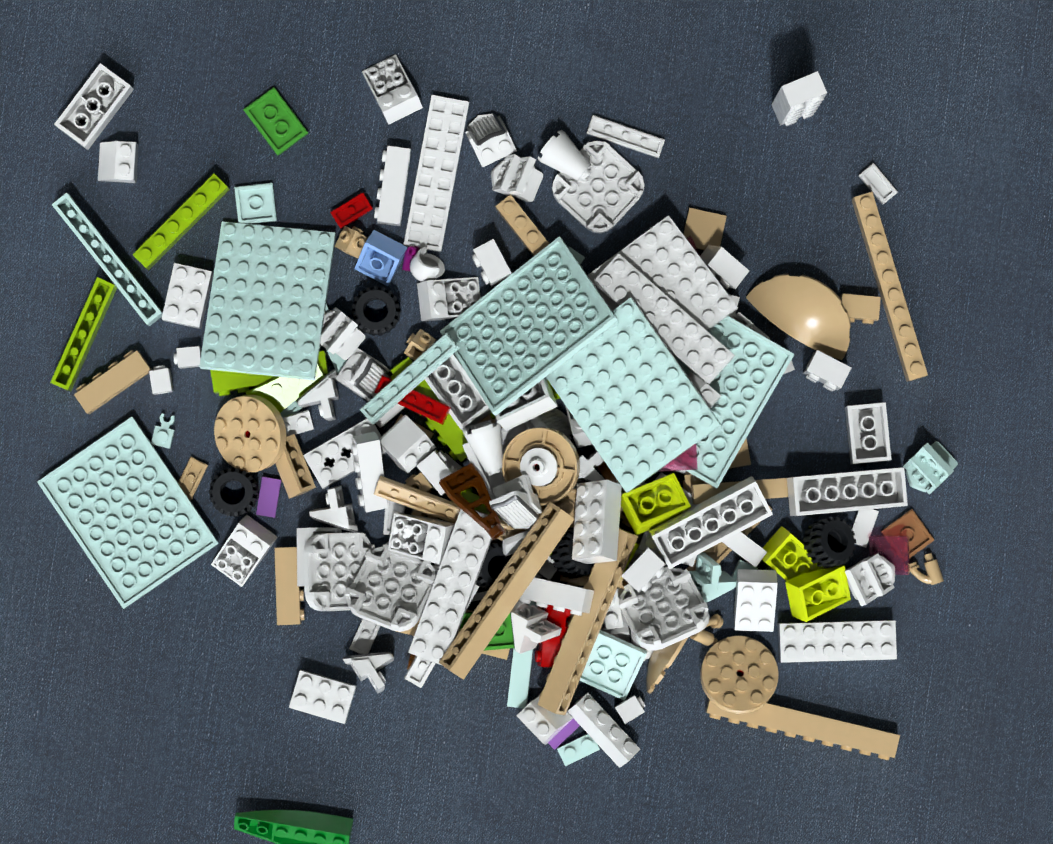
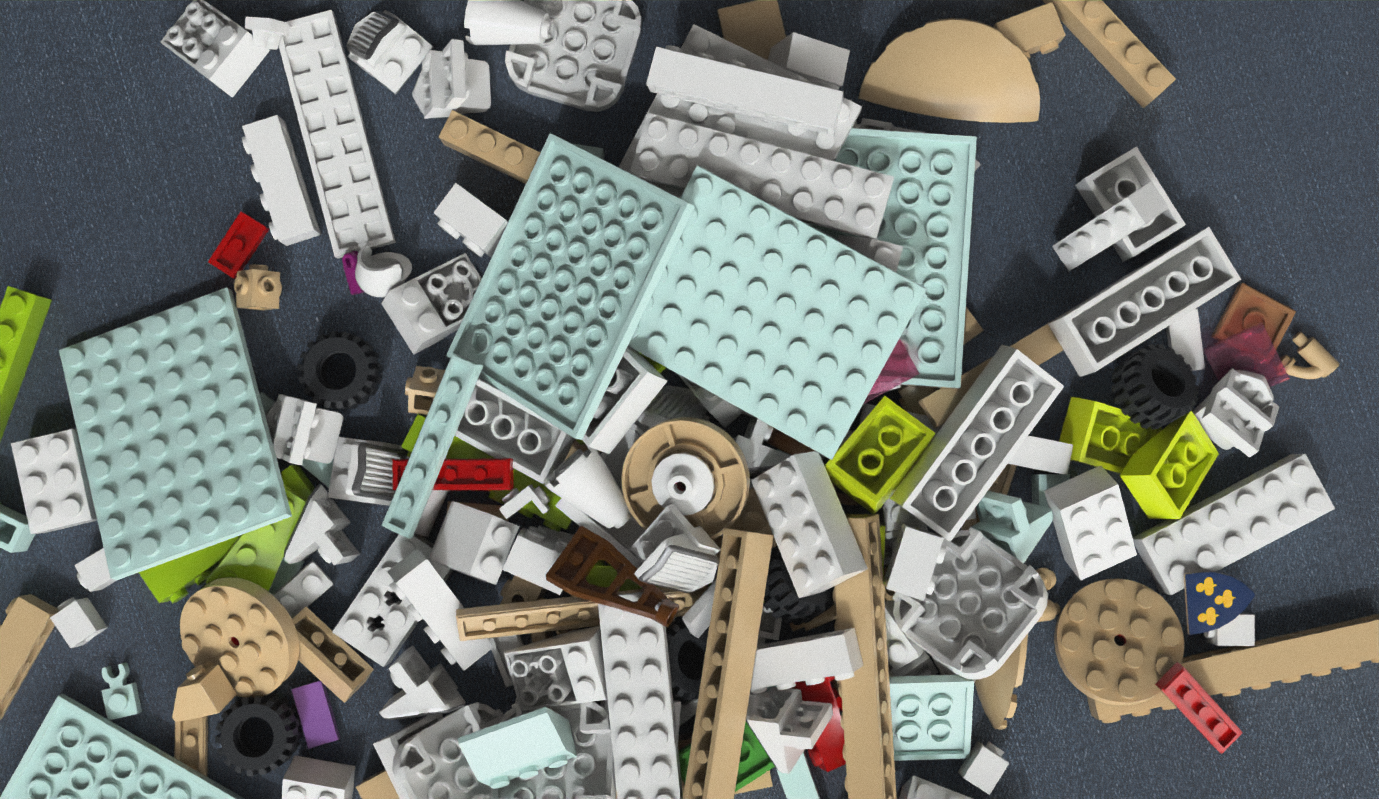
camera: 20 degrees left, 0 degrees up
(214, 454) = (202, 693): none -> tan slope
(255, 203) = (97, 301): light aqua tile -> none
(275, 121) = (70, 171): bright green tile -> none
(378, 567) = (519, 747): none -> light aqua slope
(380, 257) = (311, 291): light blue slope -> none
(427, 98) = (266, 31): none -> white tile
(441, 431) = (516, 500): none -> white bracket
(677, 268) = (745, 90): none -> white brick
(765, 732) = (1198, 707): none -> tile
(803, 676) = (1213, 600): none -> dark blue shield
(806, 699) = (1235, 633): none -> white brick
(827, 371) = (1028, 143): white brick -> none
(845, 440) = (1111, 226): none -> white brick
(929, 467) = (1243, 211): light aqua piece -> none

